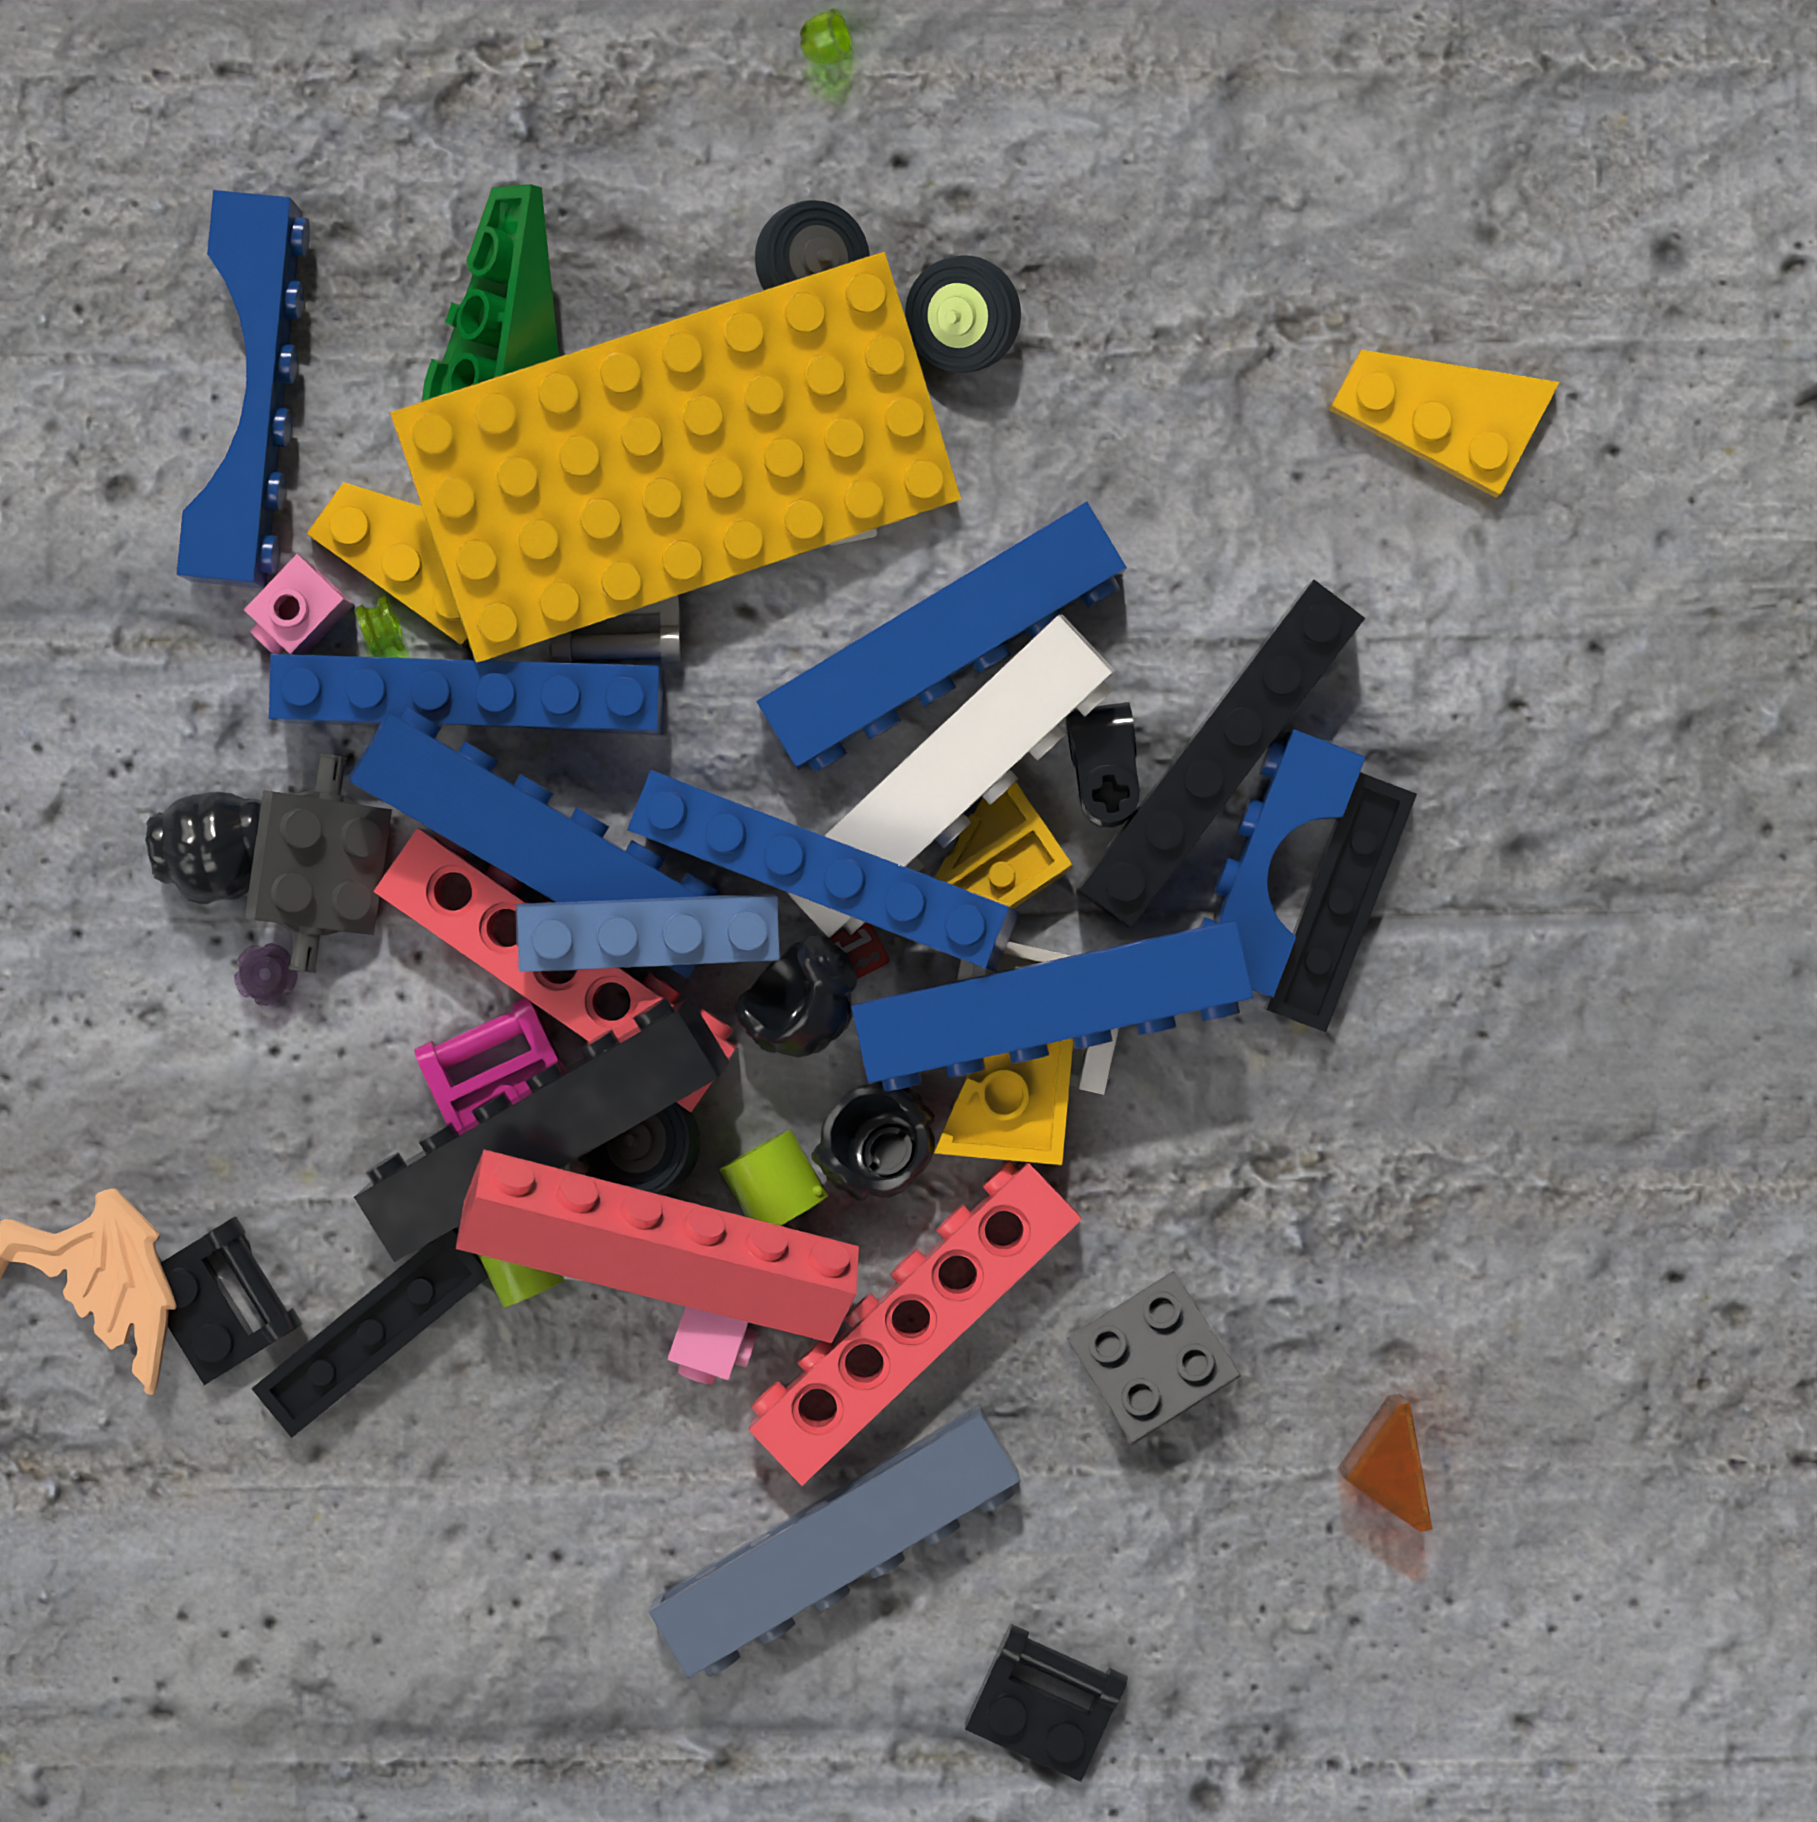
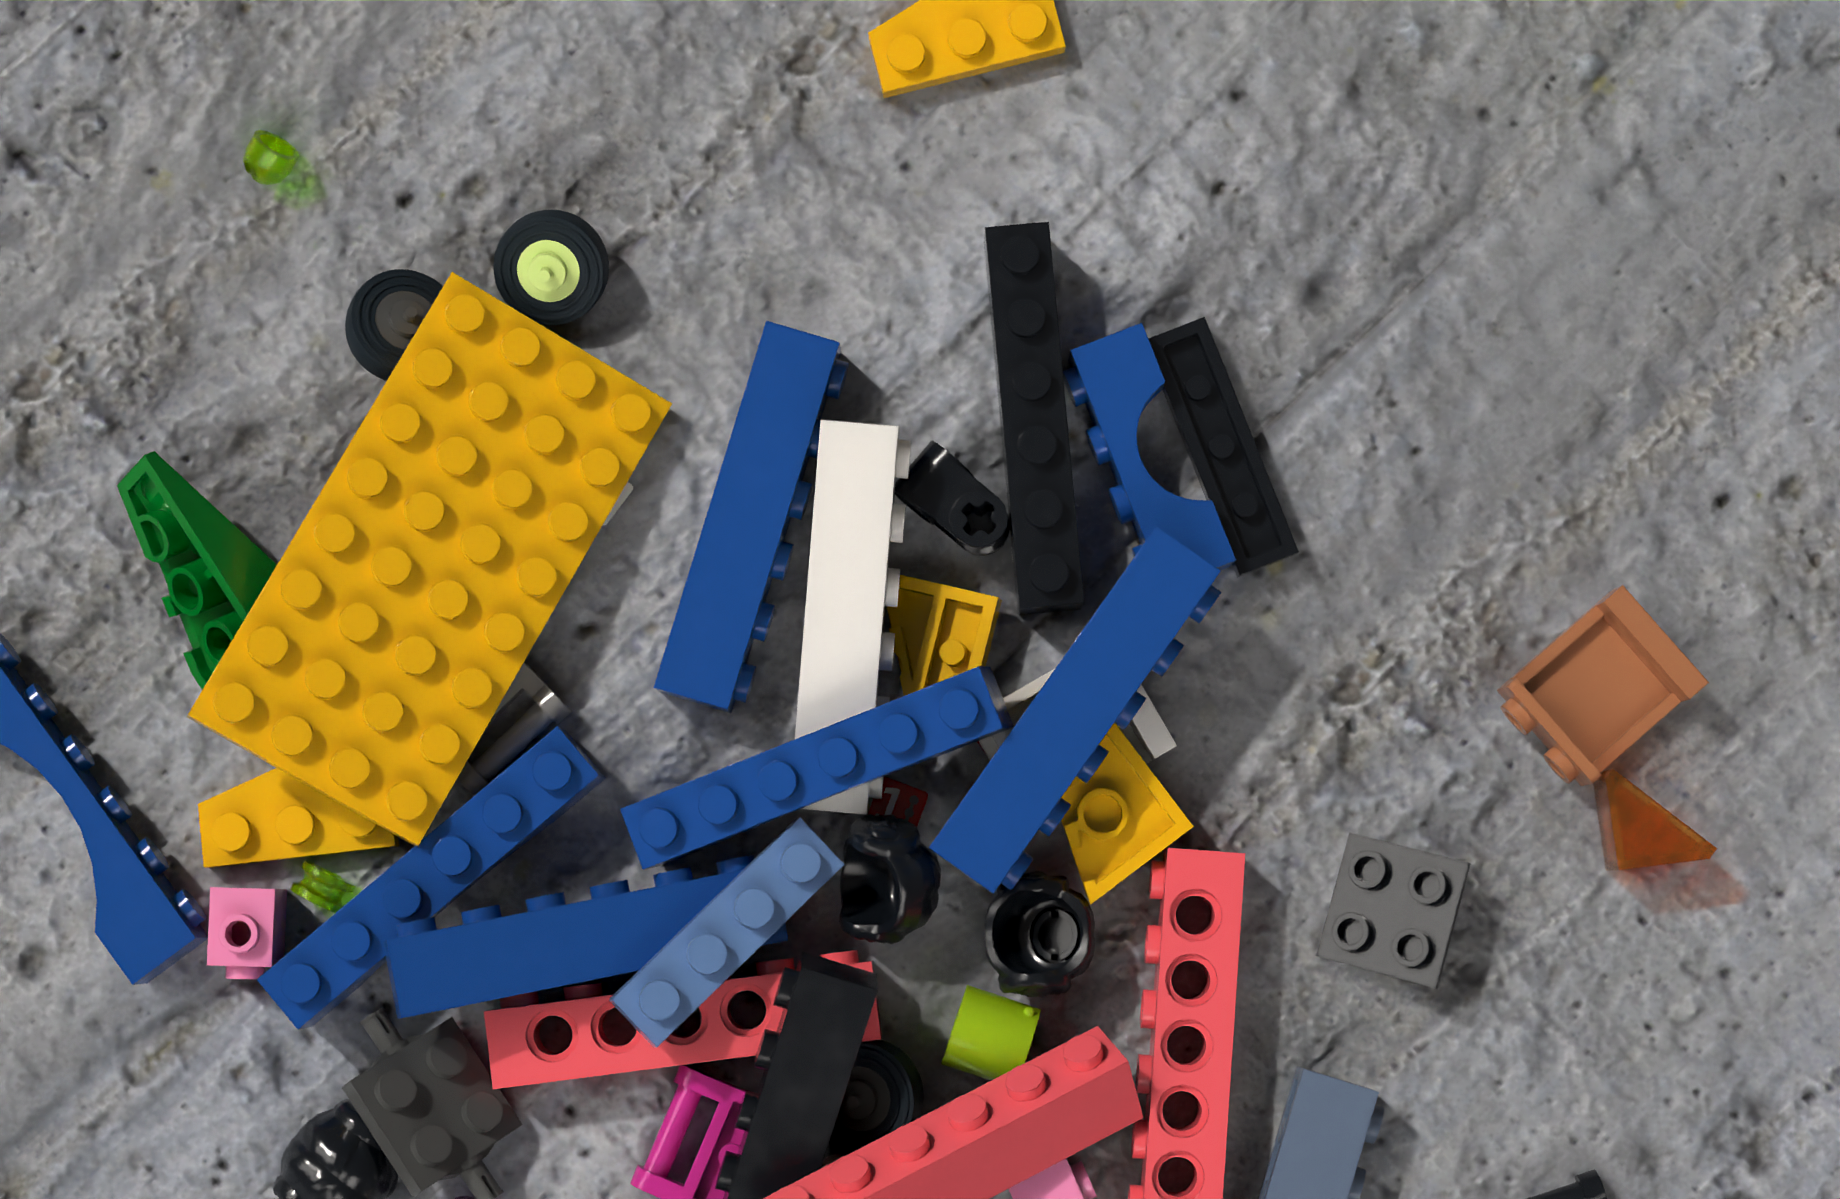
camera: 40 degrees left, 5 degrees down
(1456, 1332) = (1599, 687): none -> nougat panel

